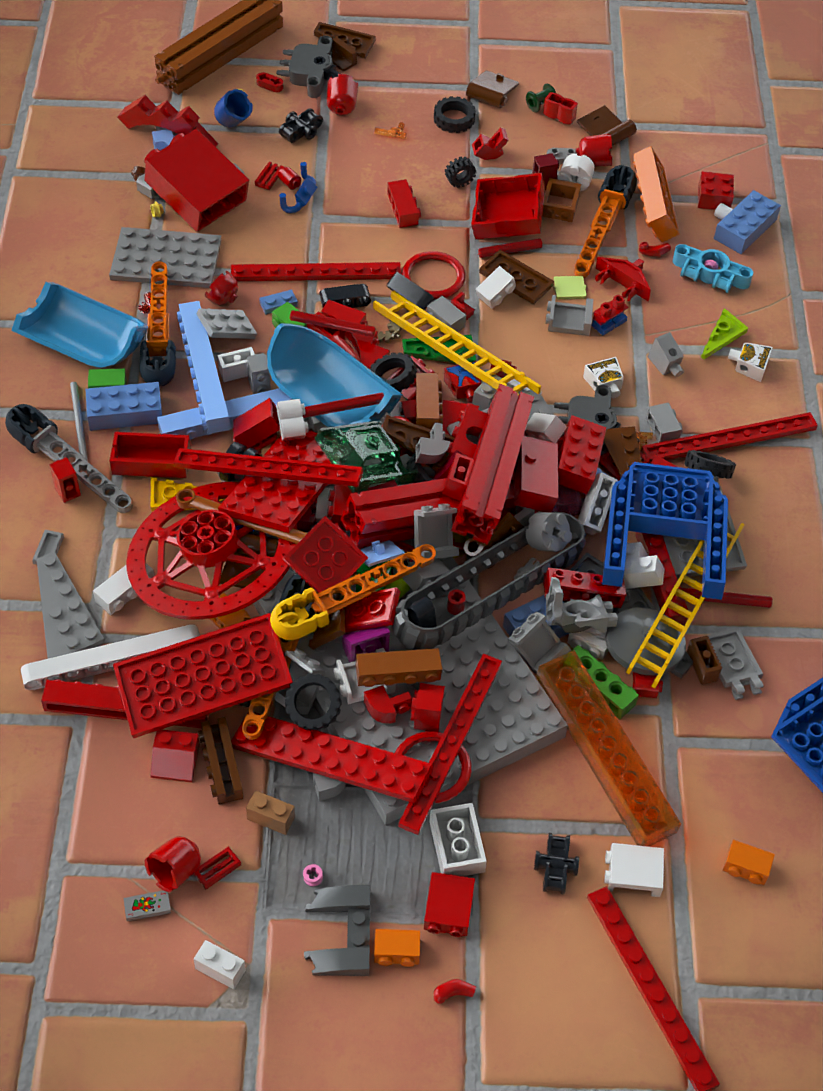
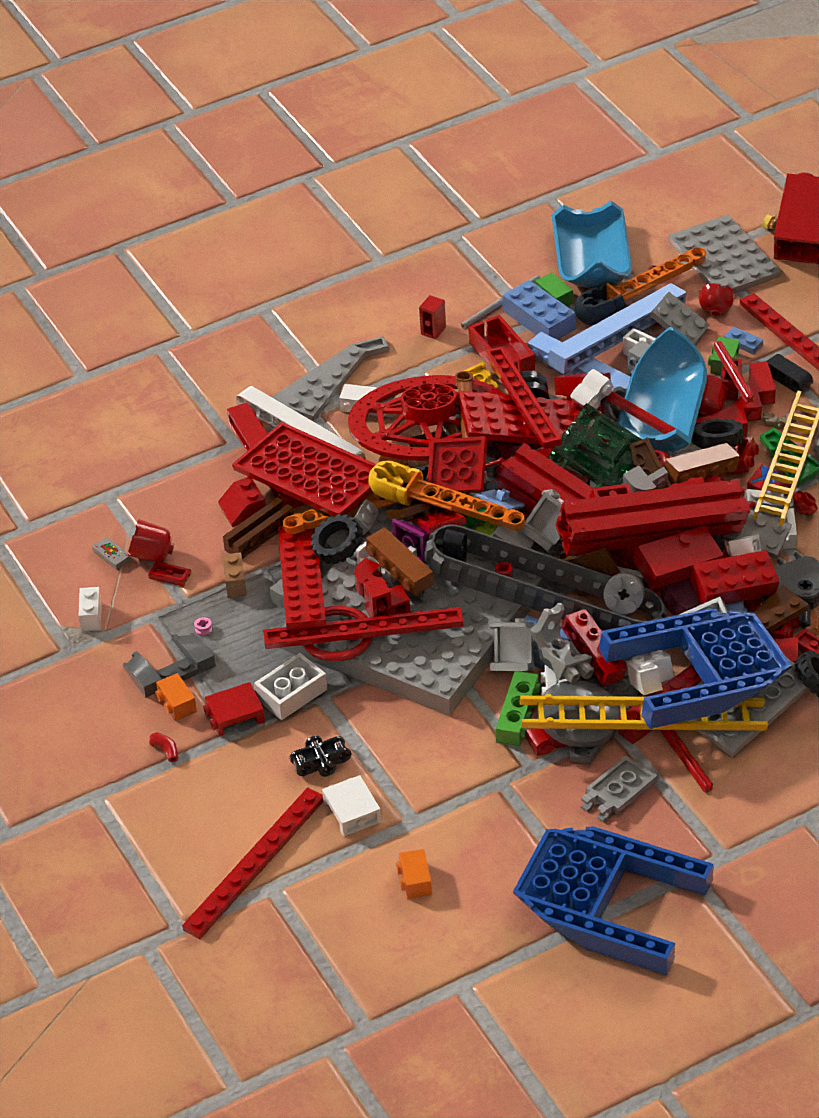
camera: 65 degrees right, 10 degrees down
(19, 426) = (460, 287): light grey piece -> none
(608, 750) = (444, 733): clear orange brick -> none
(704, 660) = (595, 762): reddish brown brick -> none

